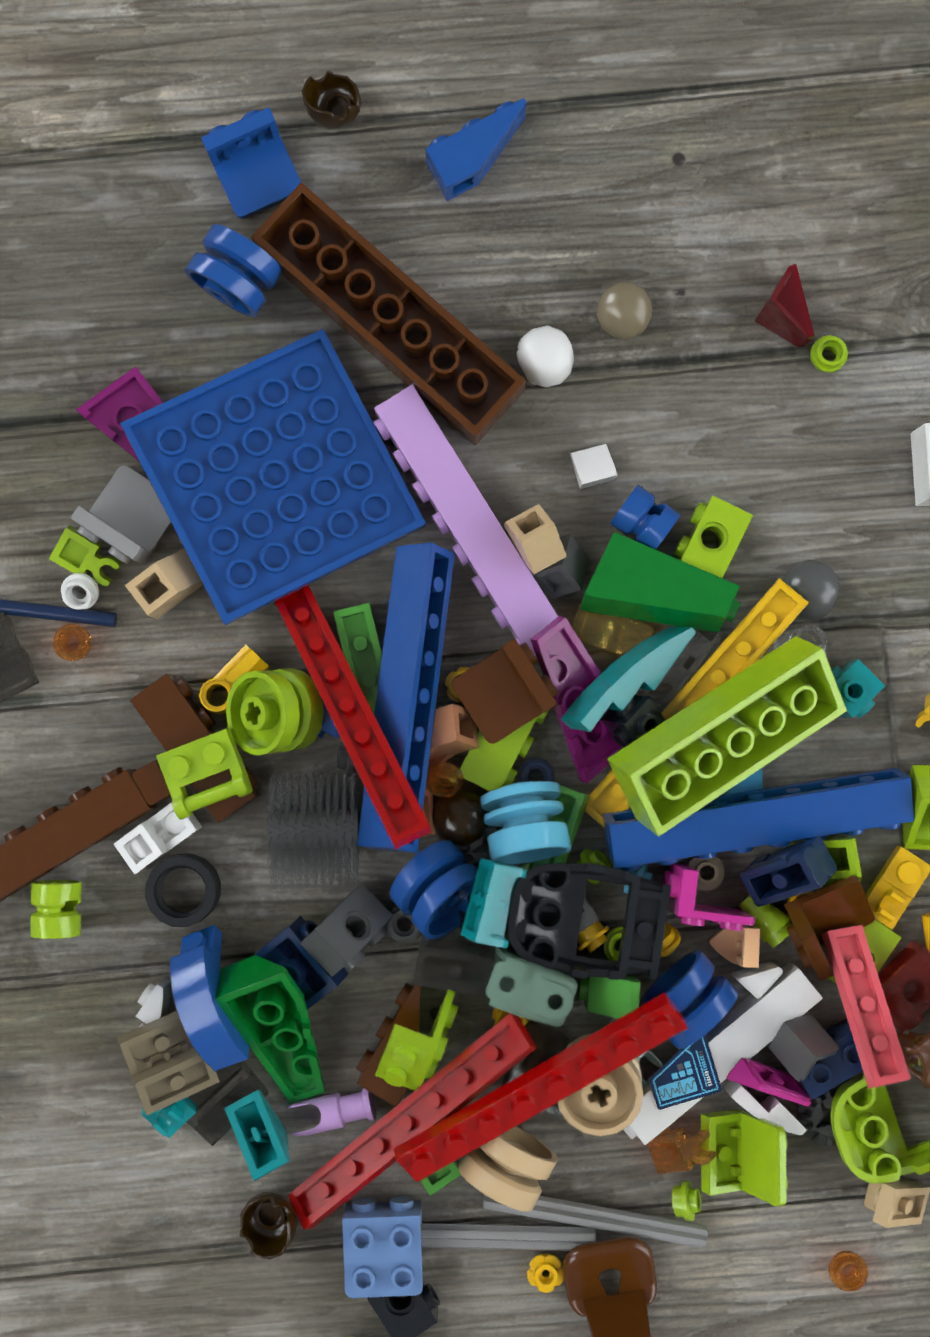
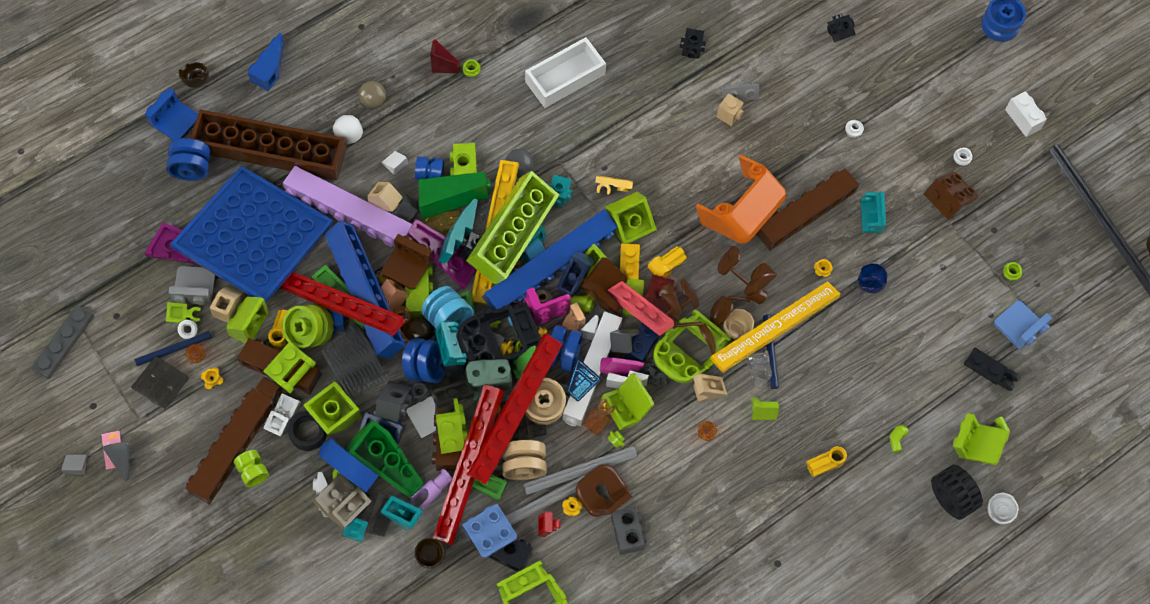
camera: 35 degrees left, 20 degrees down
(68, 695) = (214, 372): none -> yellow plate
(183, 635) = (248, 319): none -> lime slope
(236, 887) = (333, 409): none -> lime slope
(388, 969) = (423, 416): none -> white sticker
(485, 1284) = (547, 524): none -> red tile

